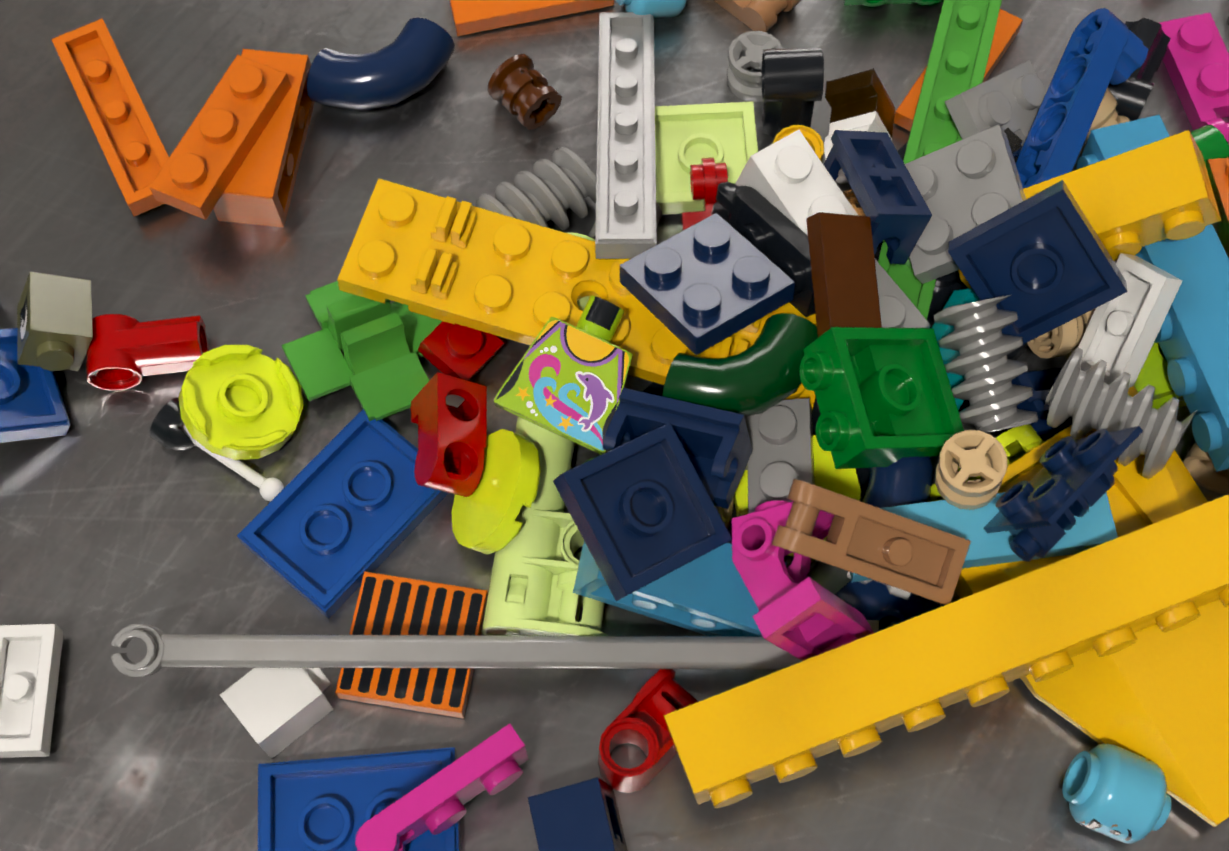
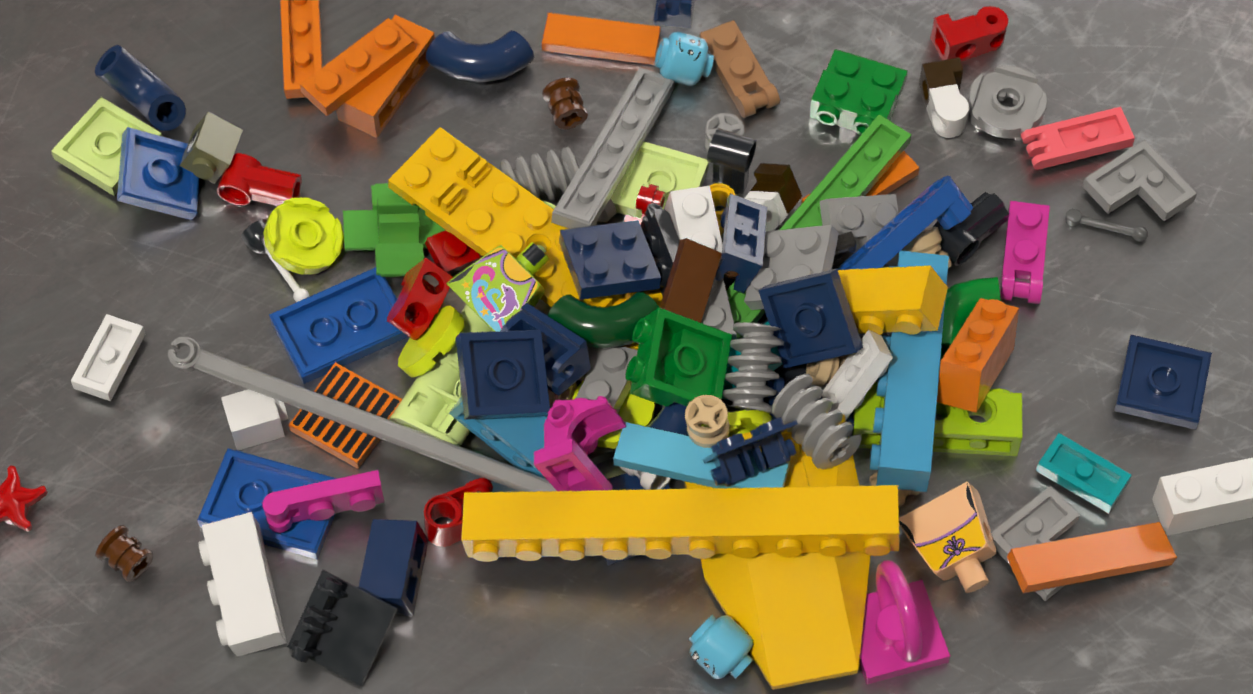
camera: 20 degrees right, 5 degrees down
(873, 543) = (625, 438): medium nougat plate -> none

